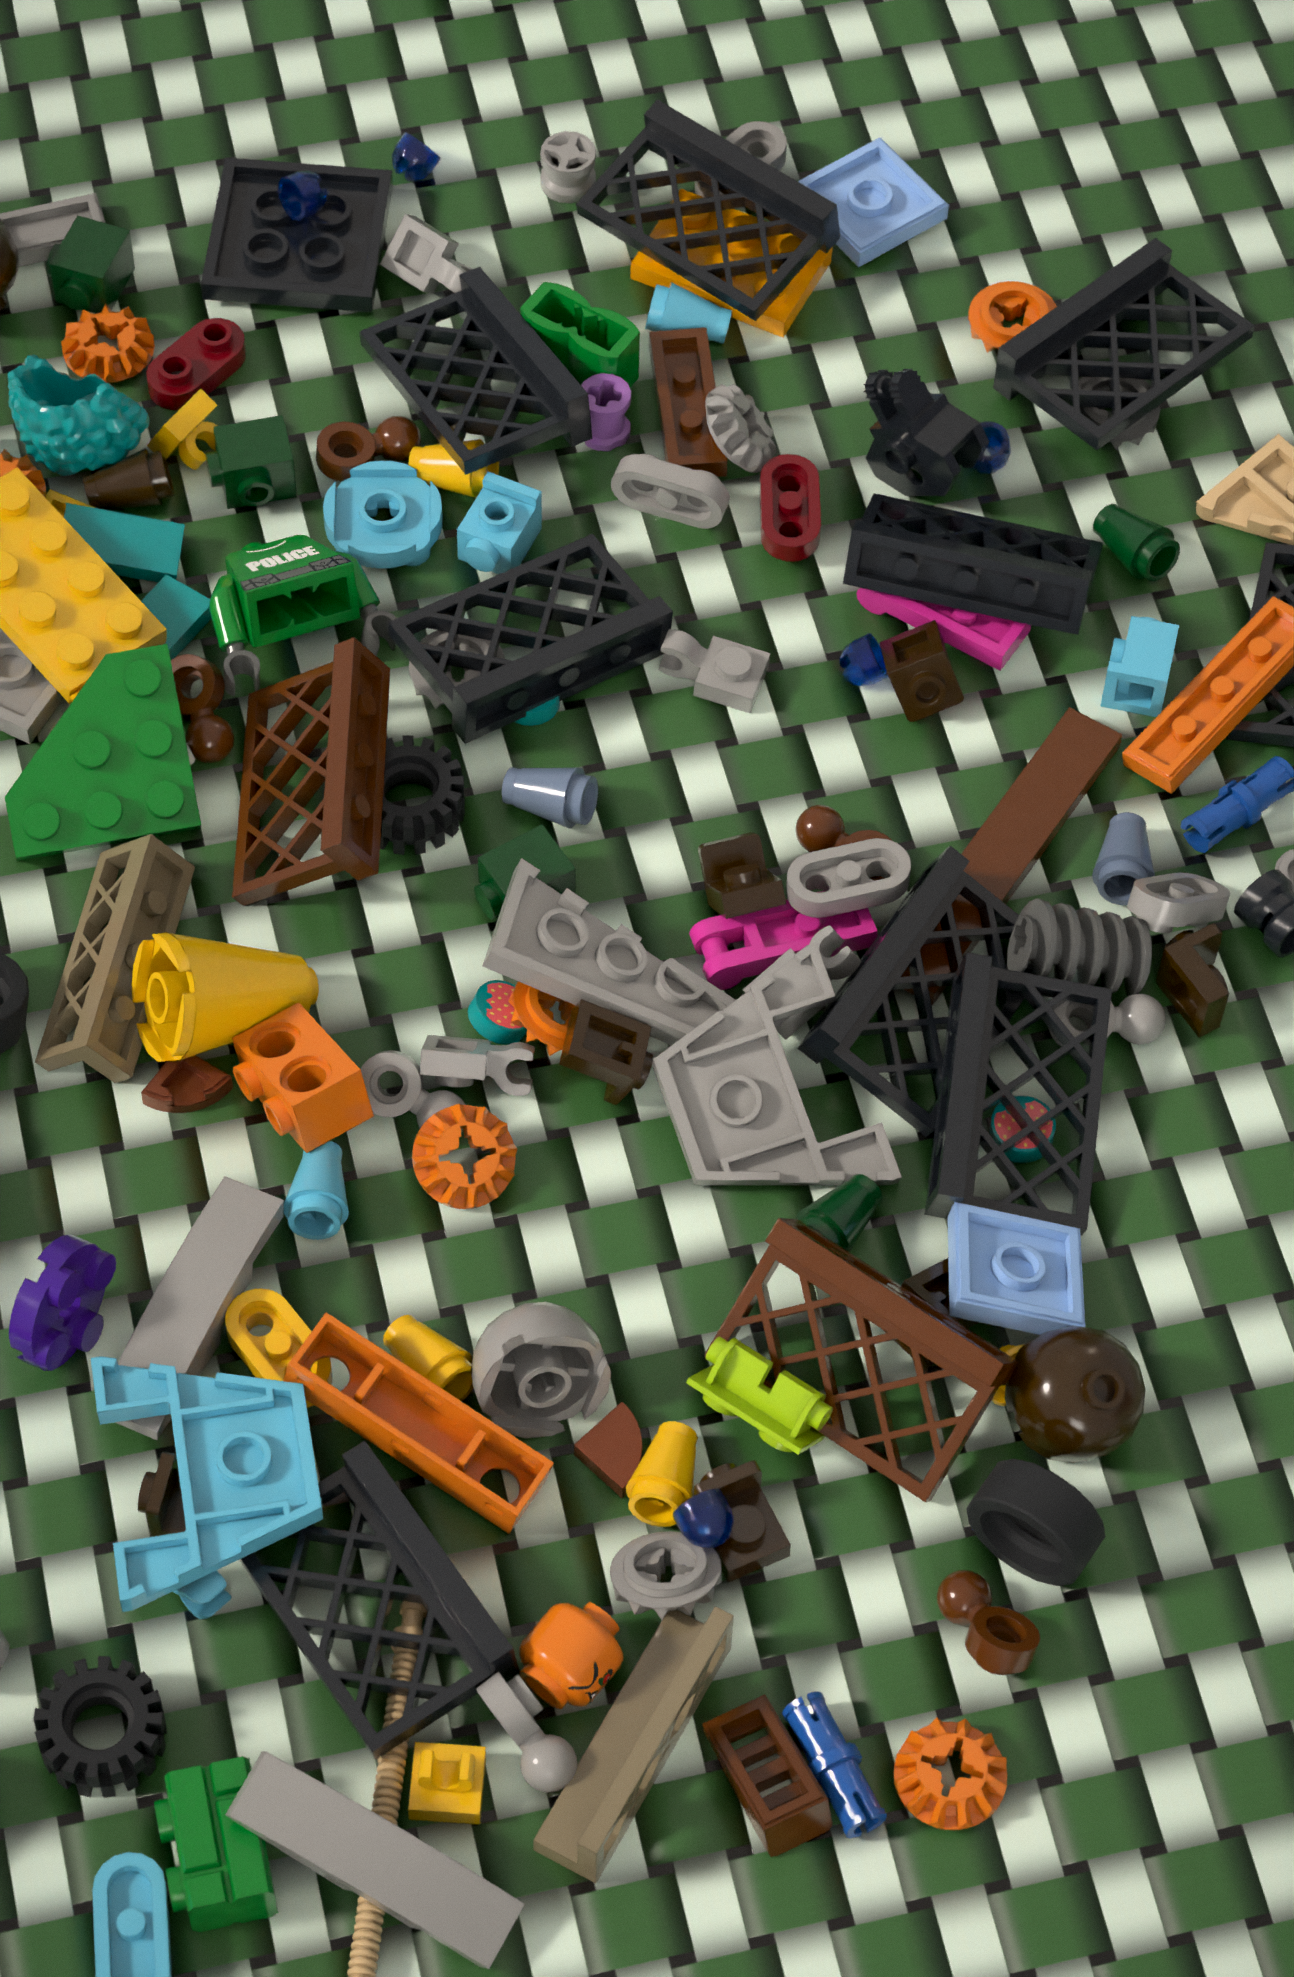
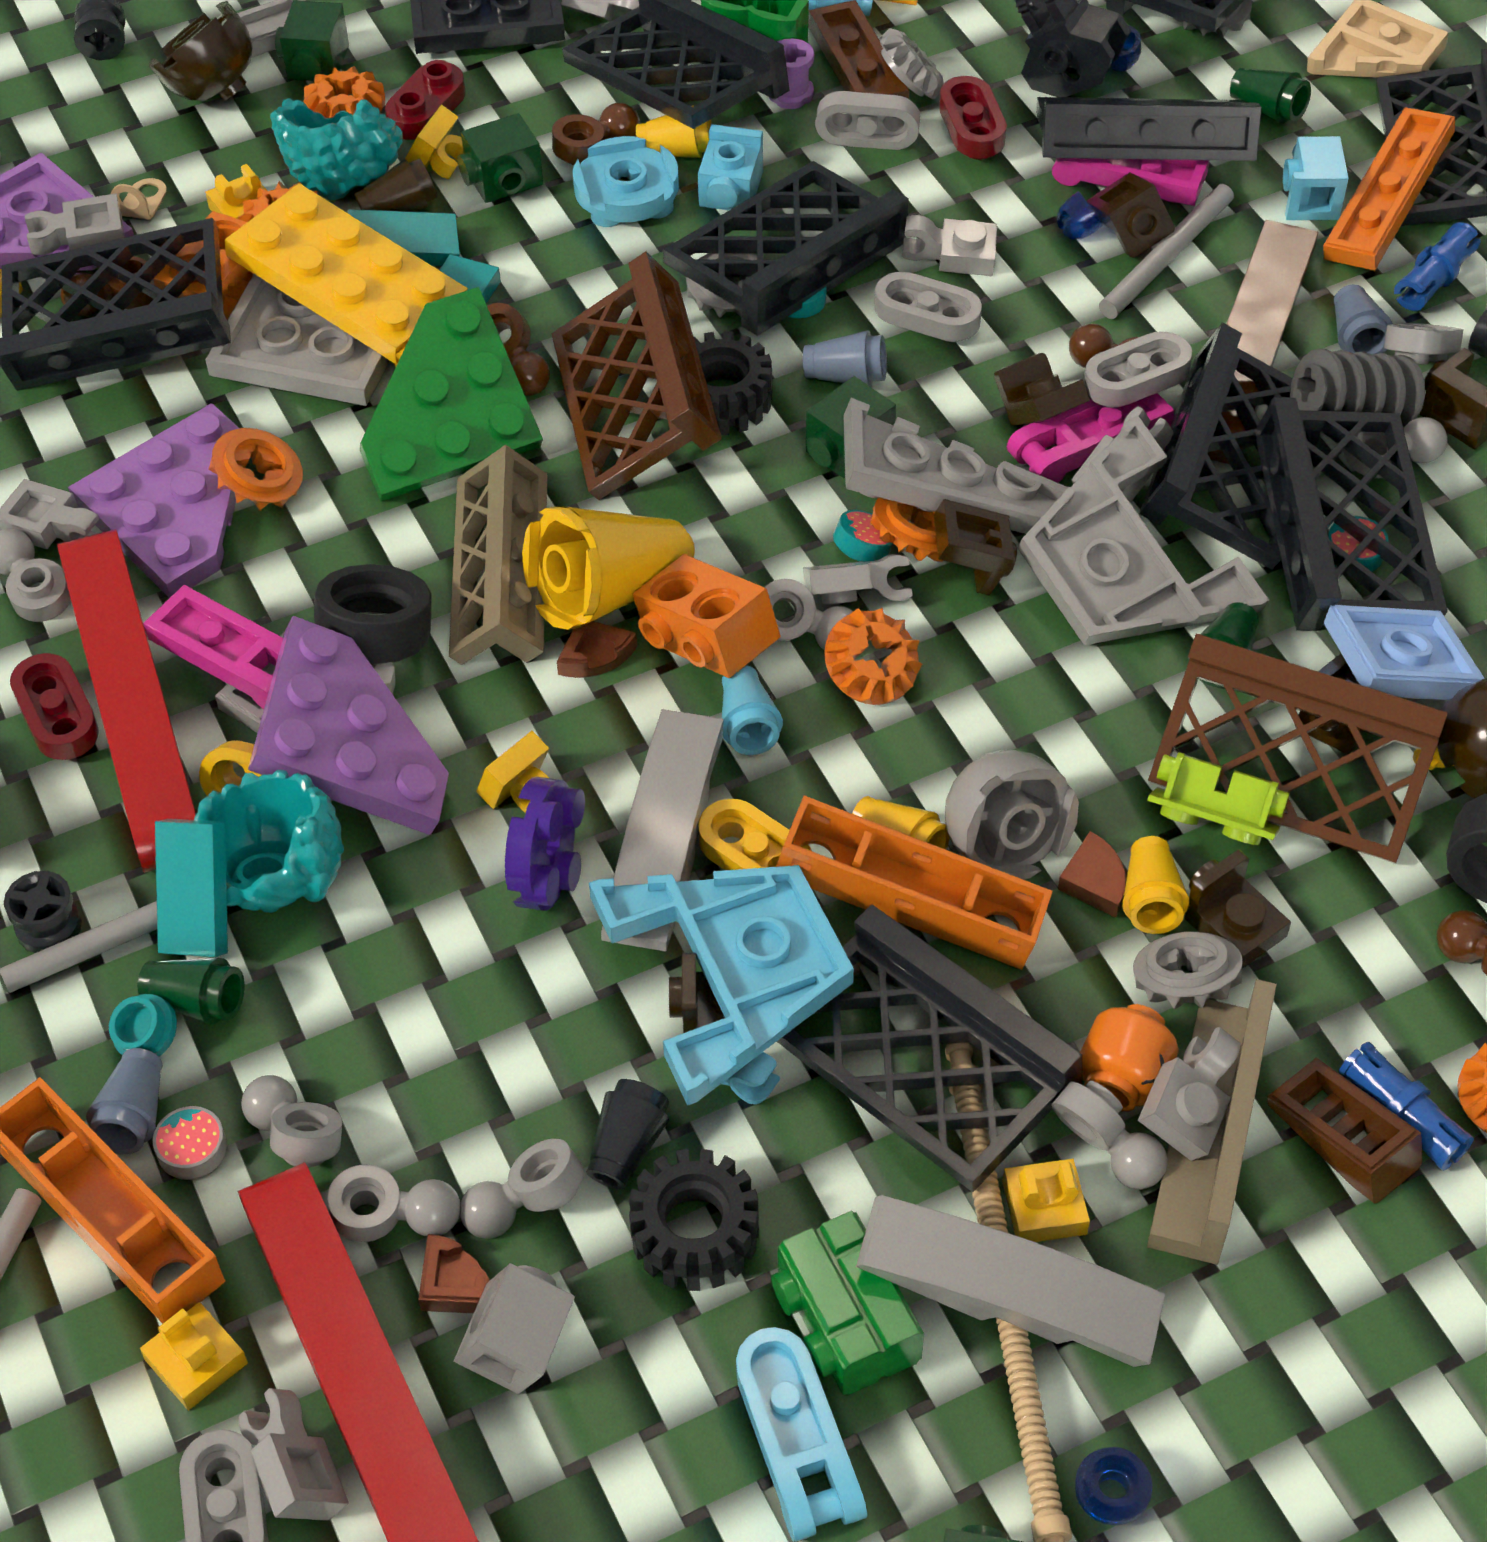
camera: 10 degrees left, 5 degrees down
(61, 1623) = (626, 1131): none -> black cone
(62, 1212) = (512, 771): none -> yellow tile
(288, 592) = (563, 244): green torso -> none
(608, 1712) = (1185, 1102): none -> light grey plate
(664, 743) = (928, 306): none -> light grey plate
(705, 1519) = (1212, 910): clear blue hinge -> none
(949, 722) = (1166, 251): none -> light grey bar

